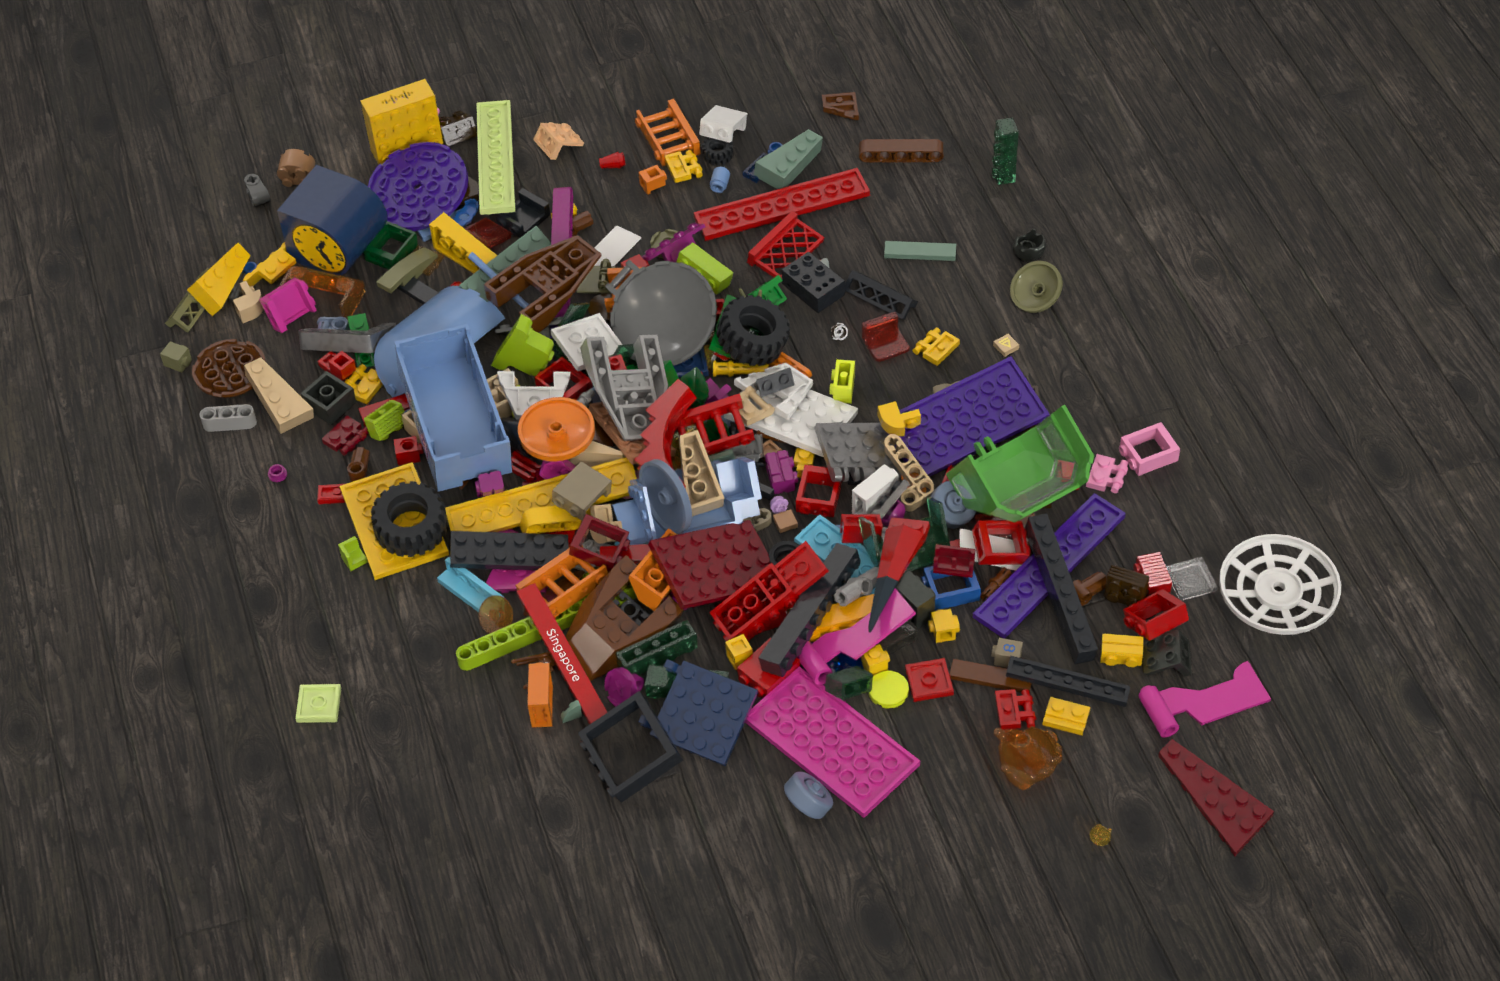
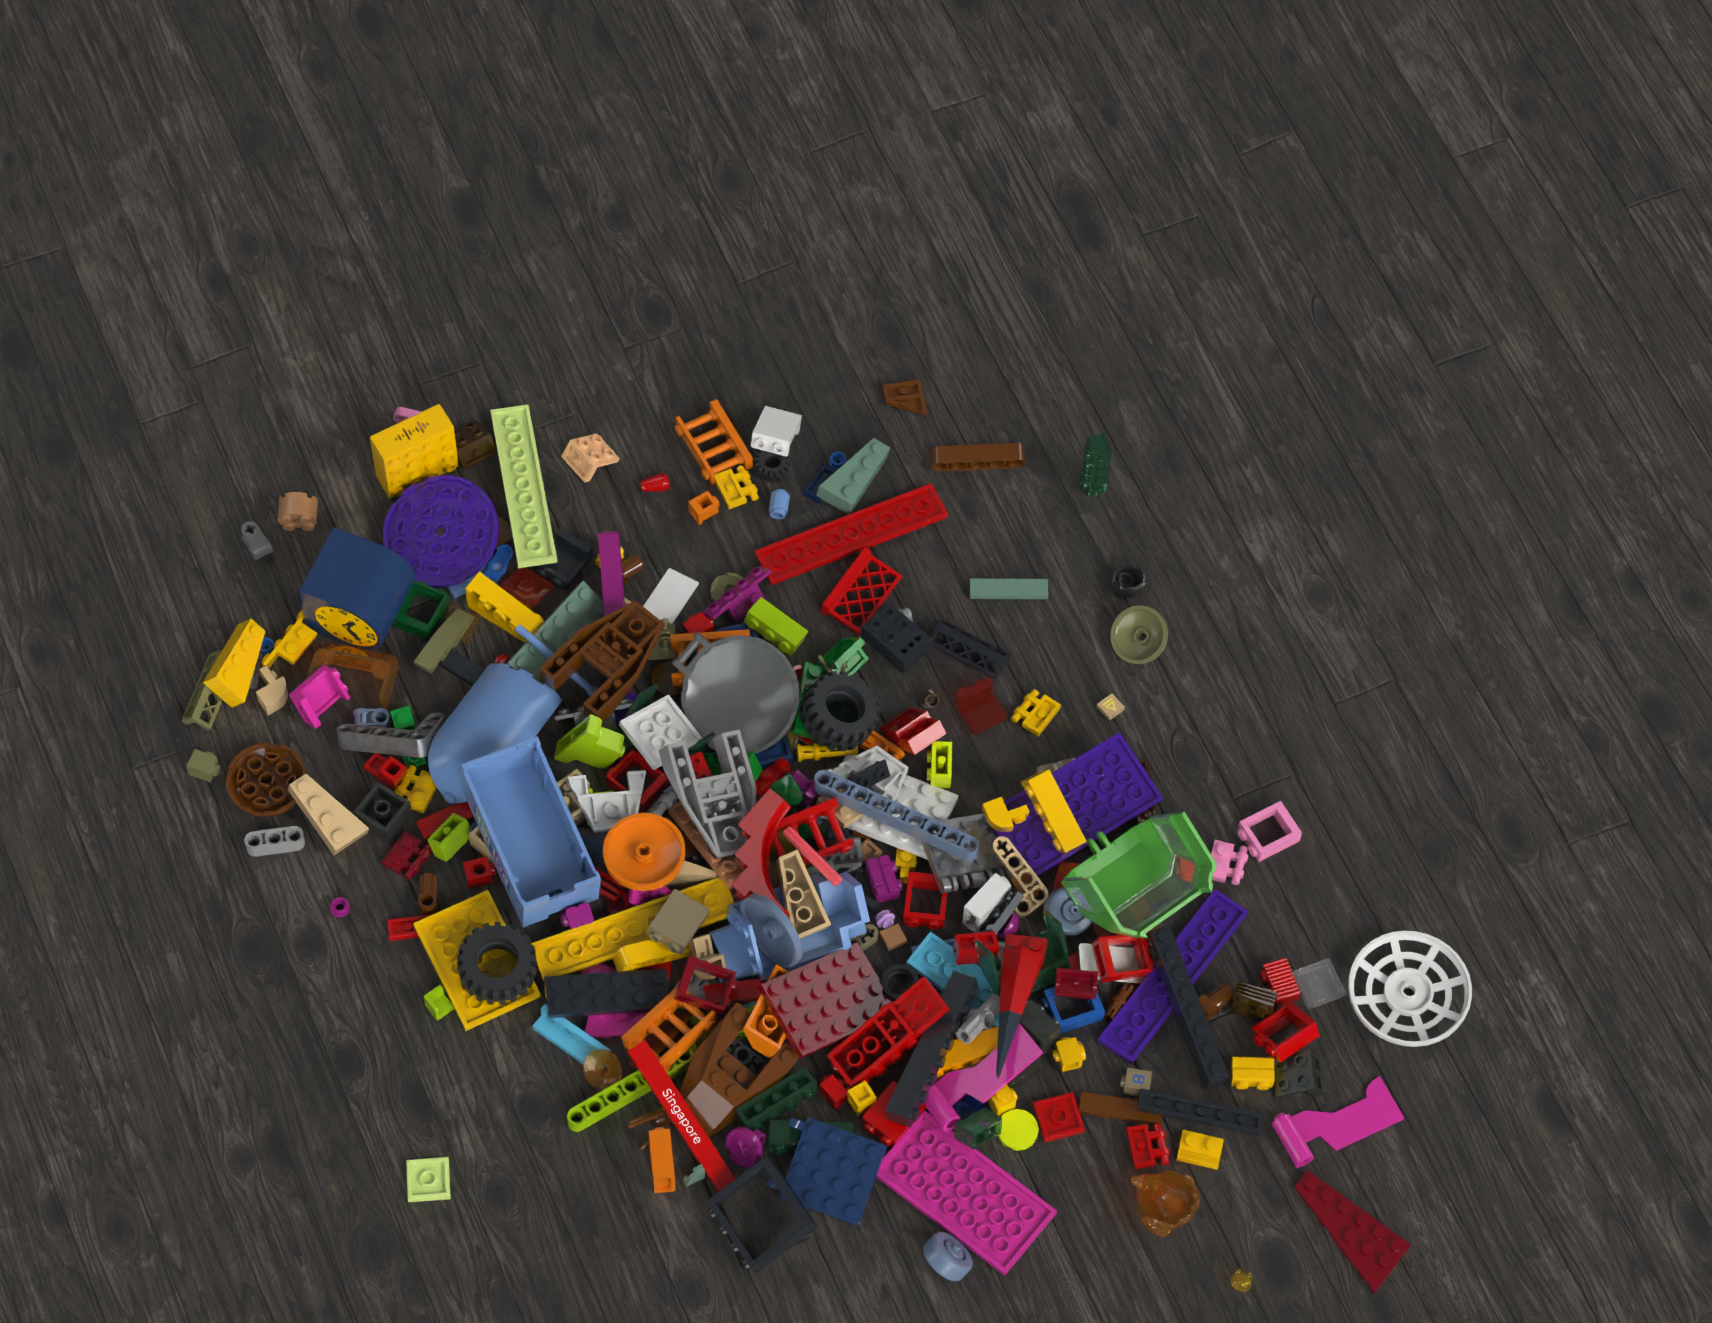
camera: 10 degrees left, 10 degrees up
(713, 441) = (812, 856): none -> coral axle
(713, 646) = (834, 1091): none -> red brick
(797, 412) = (900, 823): none -> sand blue beam
(821, 352) = (913, 730): none -> red slope
(944, 416) = (1053, 811): none -> yellow wedge

